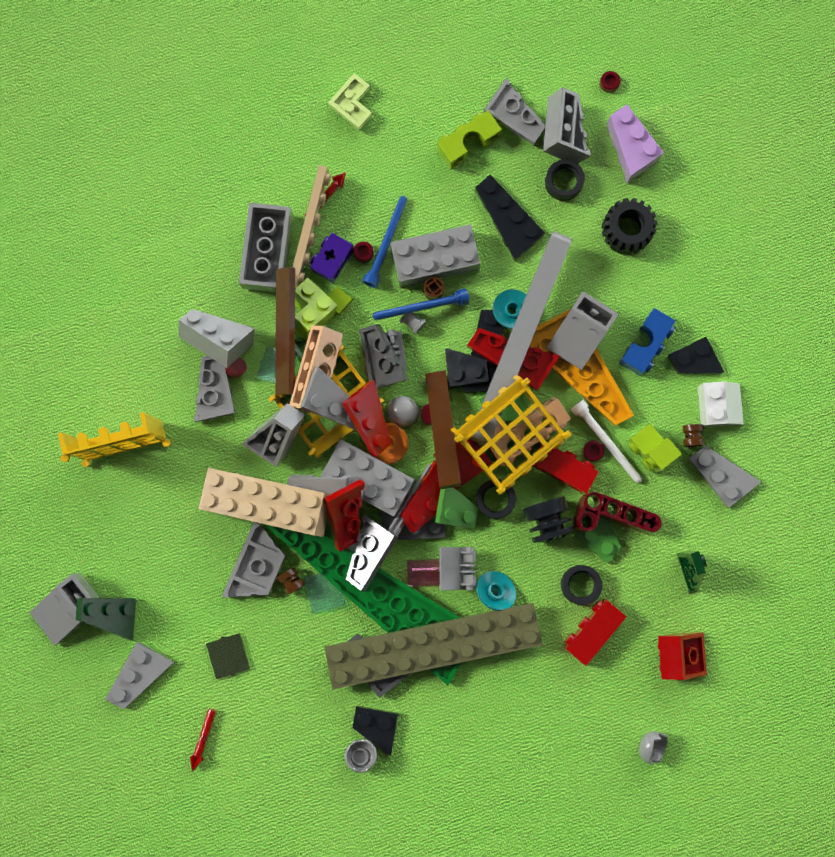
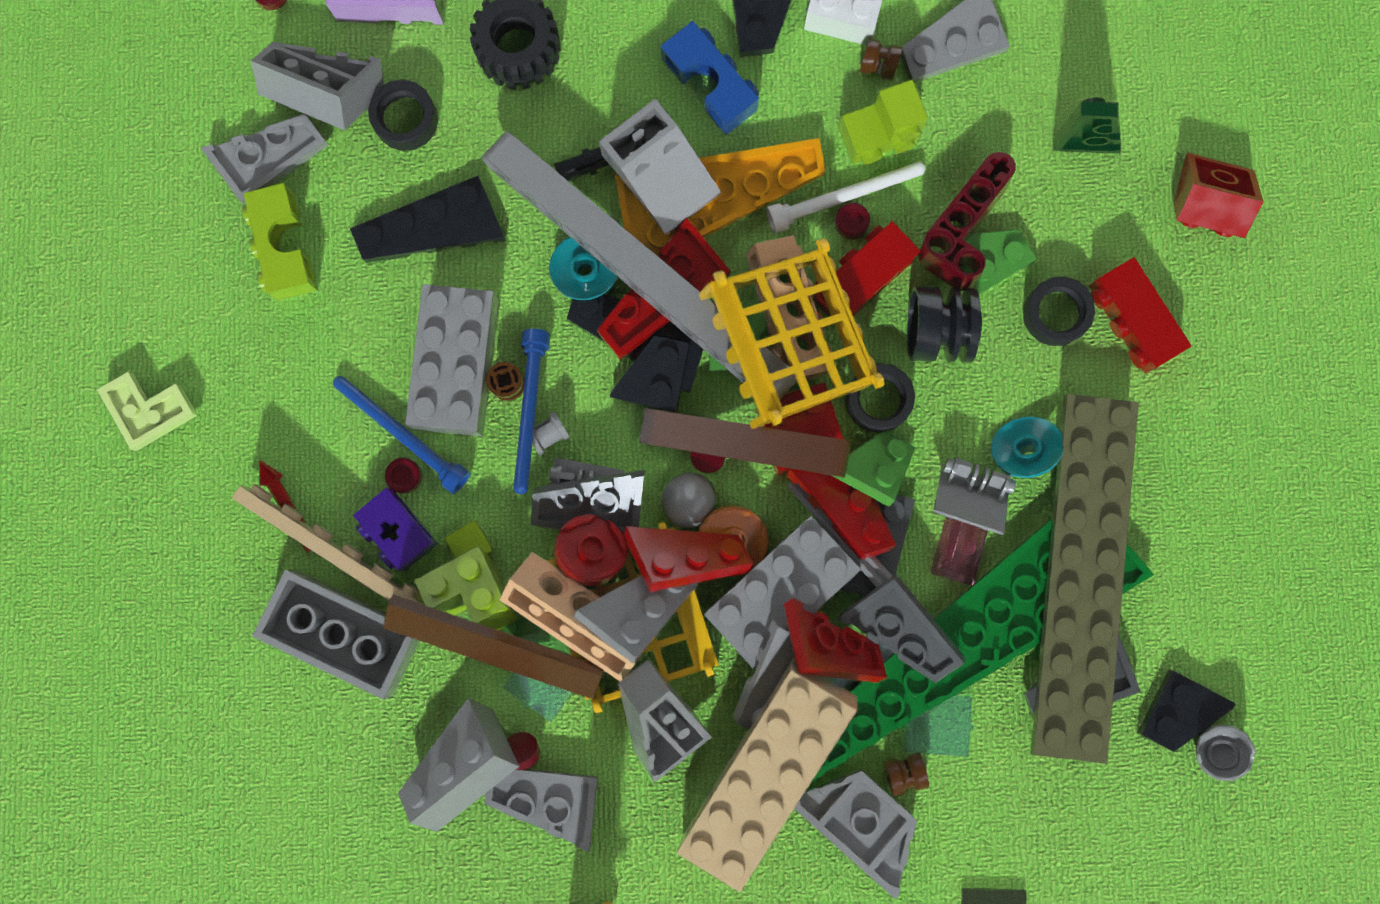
camera: 75 degrees left, 0 degrees up
(355, 365) = (590, 550): none -> red tile
(570, 286) = (581, 164): none -> black pin
(652, 747) = (1342, 289): light grey hair -> none

